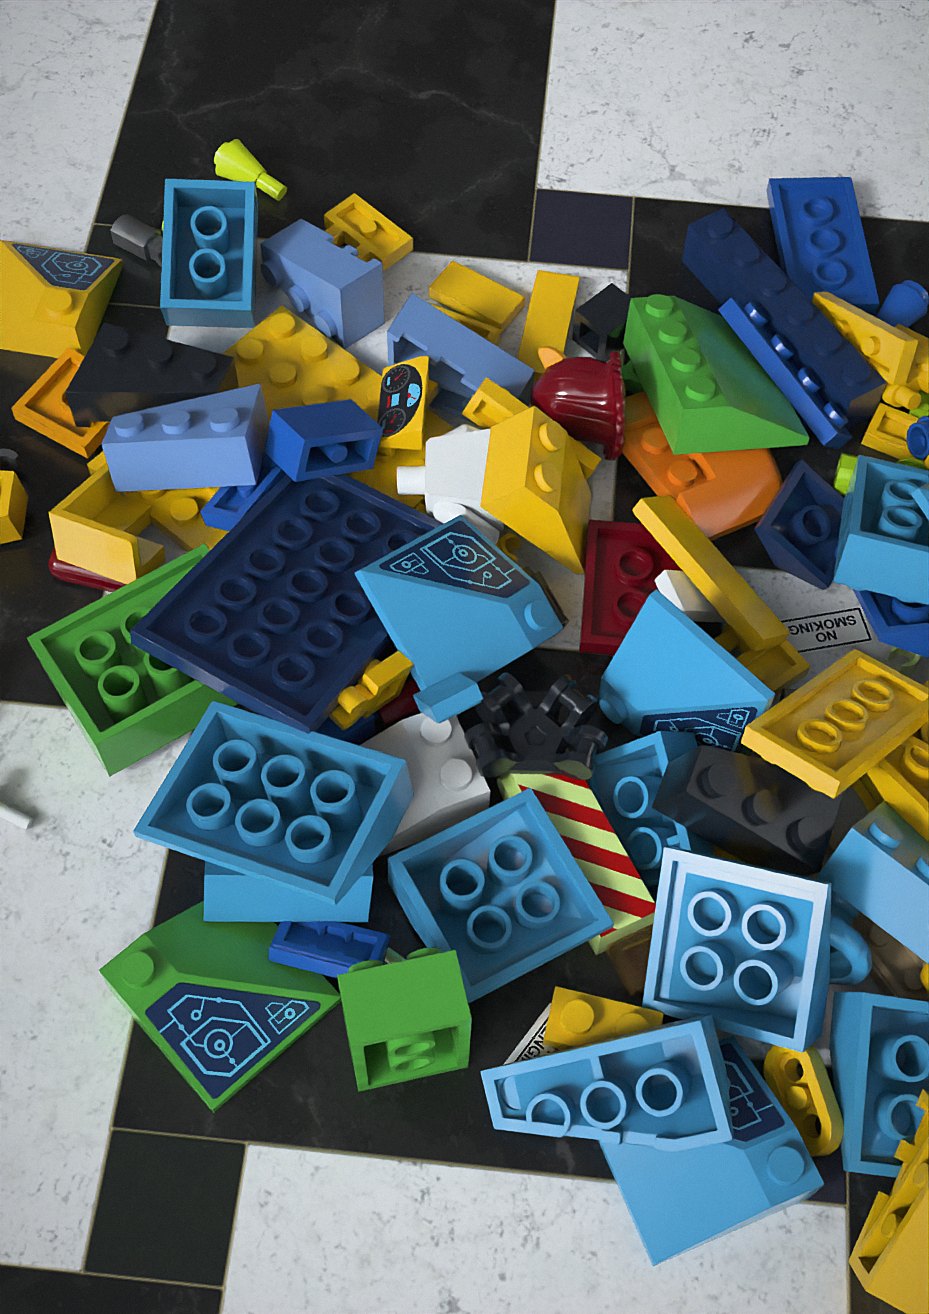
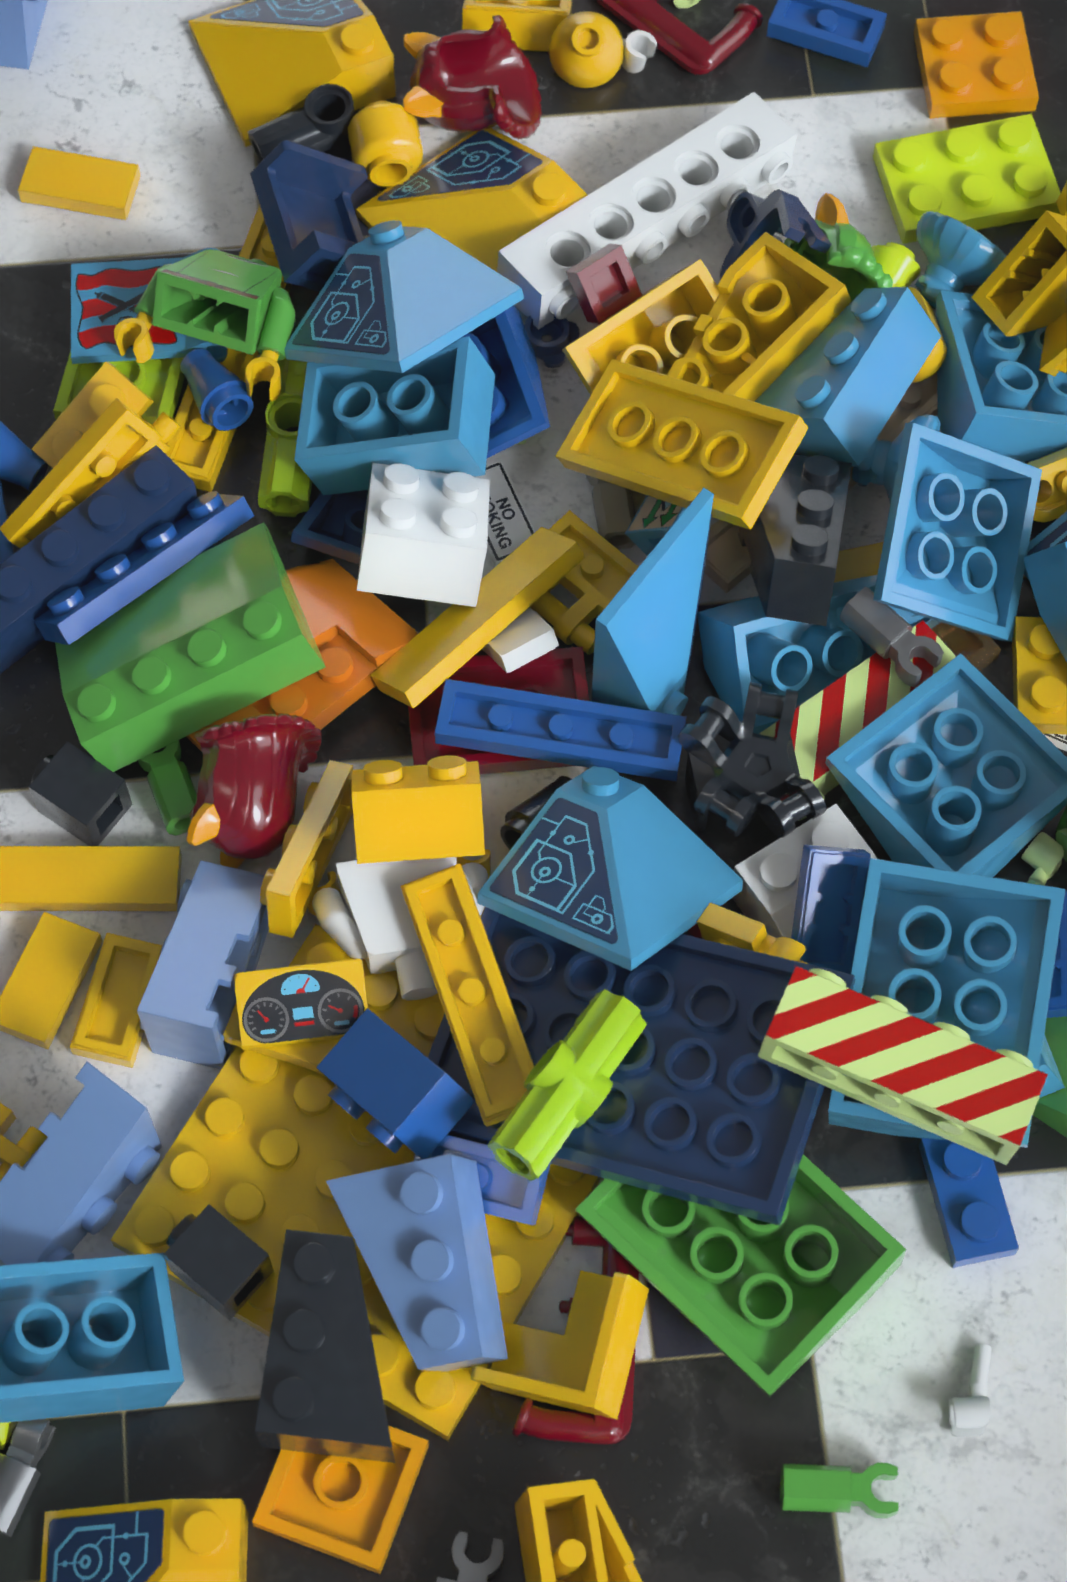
camera: 100 degrees left, 5 degrees up
(119, 849) = (968, 1203): none -> blue plate
(212, 730) = (903, 1064): none -> yellowish green brick
(238, 333) = (217, 1260): none -> black brick
(278, 520) = (567, 1085): none -> lime piece
(375, 491) = (470, 990): none -> yellow tile
(412, 743) = (830, 905): none -> blue plate
(448, 697) = (747, 854): dark azure tile -> none
(599, 607) = (559, 729): none -> blue plate
(637, 868) = (889, 635): none -> flat silver bar
(783, 533) = (424, 534): none -> white brick

